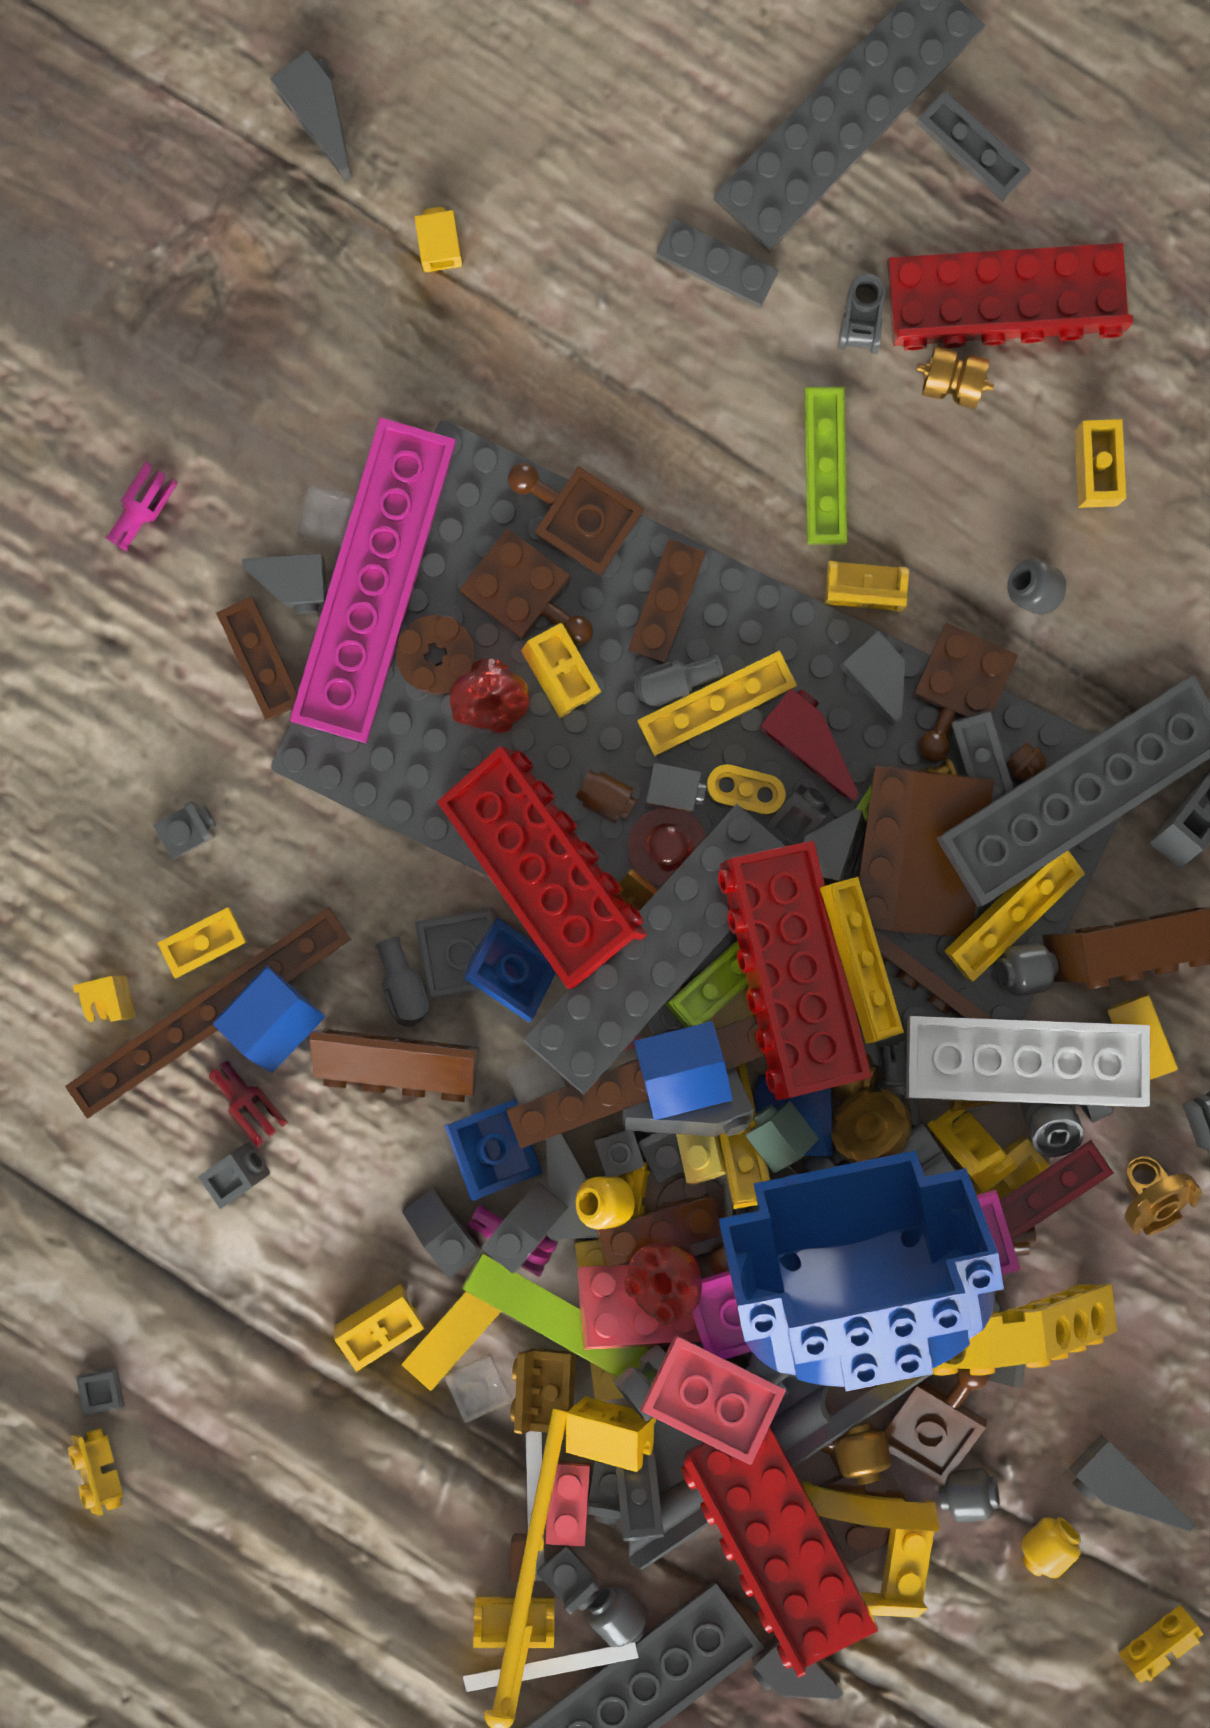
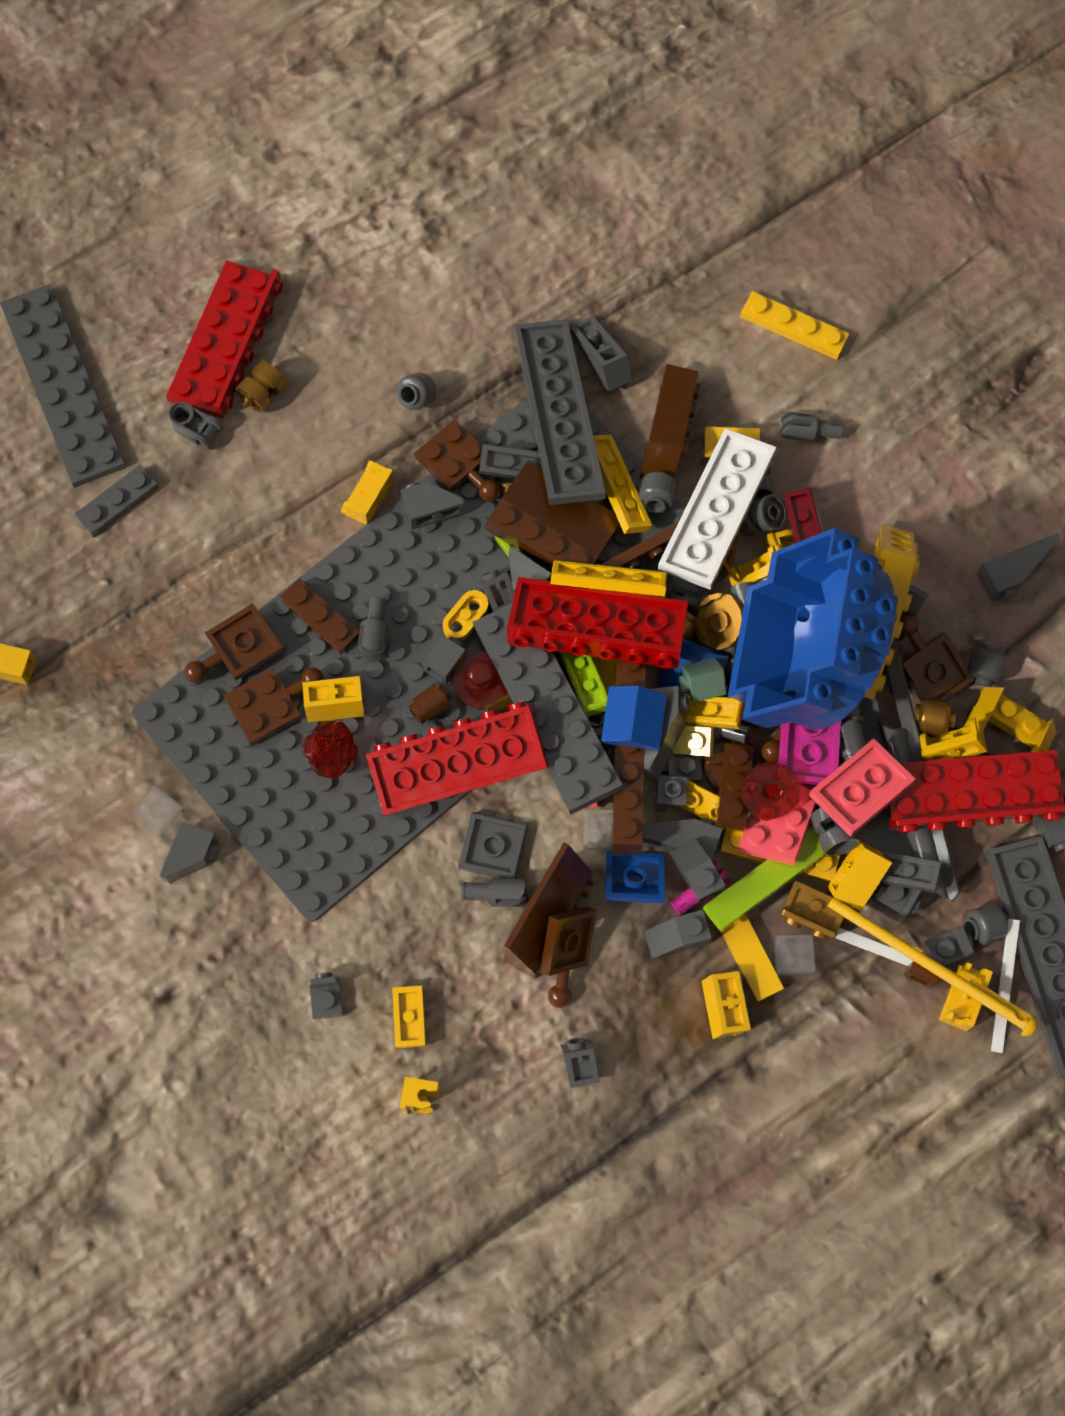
camera: 65 degrees left, 15 degrees down
(97, 1487) = (765, 1253): yellow hinge -> none
(100, 1391) = (694, 1224): dark grey tile -> none
(136, 511) = (89, 933): dark pink arm -> none
(195, 1019) = (459, 1035): reddish brown plate -> none
(243, 1099) = (535, 1031): dark red arm -> none
(258, 658) = (232, 896): reddish brown plate -> none
(268, 1020) = (481, 991): blue slope -> none
(362, 1101) = (566, 949): none -> reddish brown plate
(373, 580) = (217, 796): dark pink plate -> none
(415, 643) = (275, 763): reddish brown plate -> none
(510, 970) = (518, 812): blue slope -> none
(568, 1505) = (899, 925): coral plate -> none
(605, 1202) = (701, 810): yellow head -> none
(717, 703) = (401, 611): yellow plate -> none
(806, 736) = (450, 563): dark red slope -> none
(825, 465) = (279, 488): lime tile -> none
(832, 1493) = (955, 744): none -> yellow hinge
(973, 146) = (122, 320): dark grey plate -> none
(1026, 762) = (525, 439): reddish brown plate -> none
(1051, 1547) = (1040, 629): yellow head -> none
(1100, 463) = (357, 324): yellow brick -> none
(1158, 1203) = (838, 473): pearl gold tile -> none

